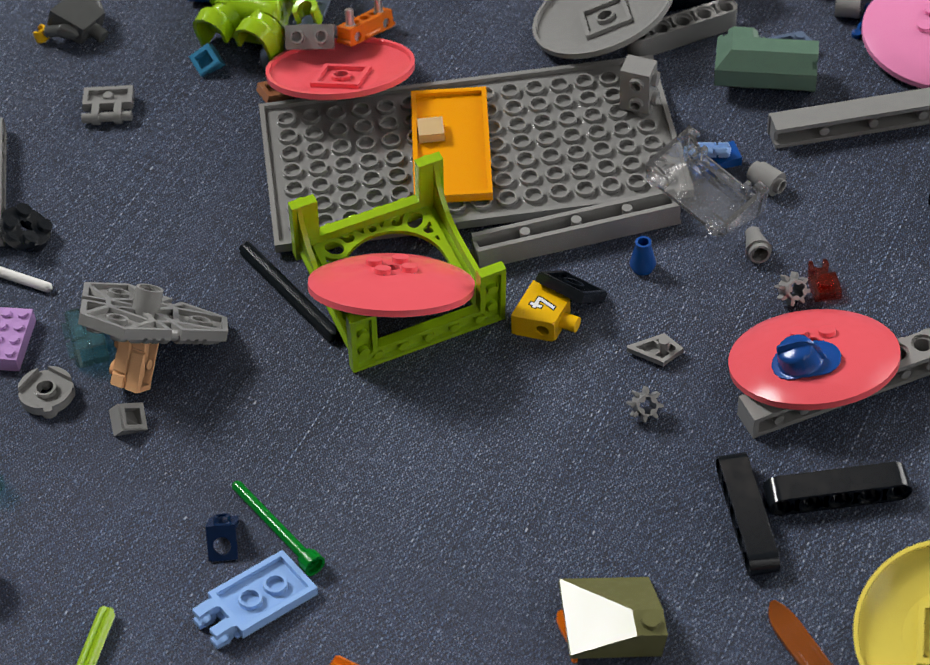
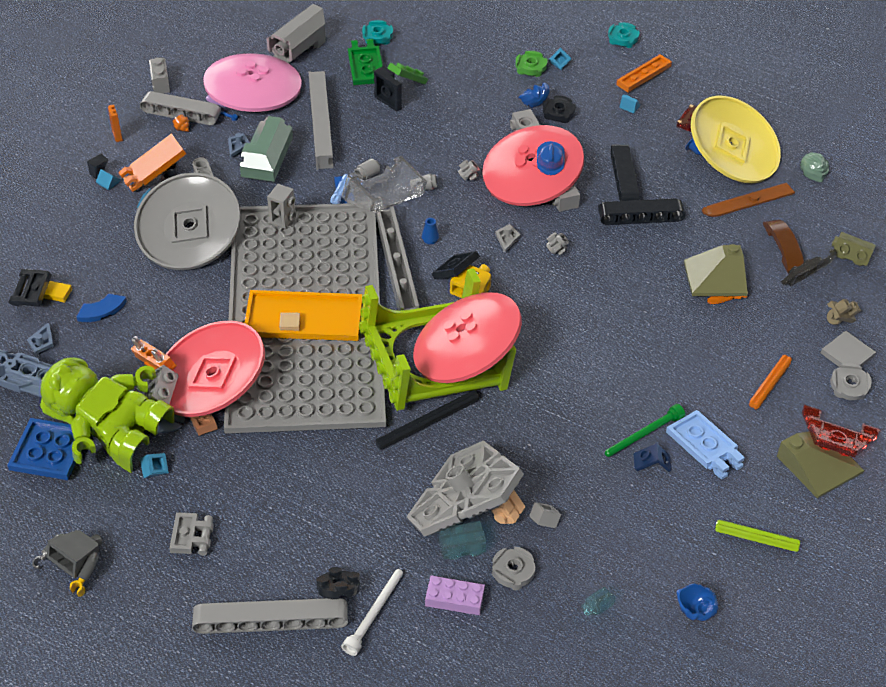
camera: 90 degrees left, 0 degrees up
(822, 284) = (456, 160): clear red plate -> none

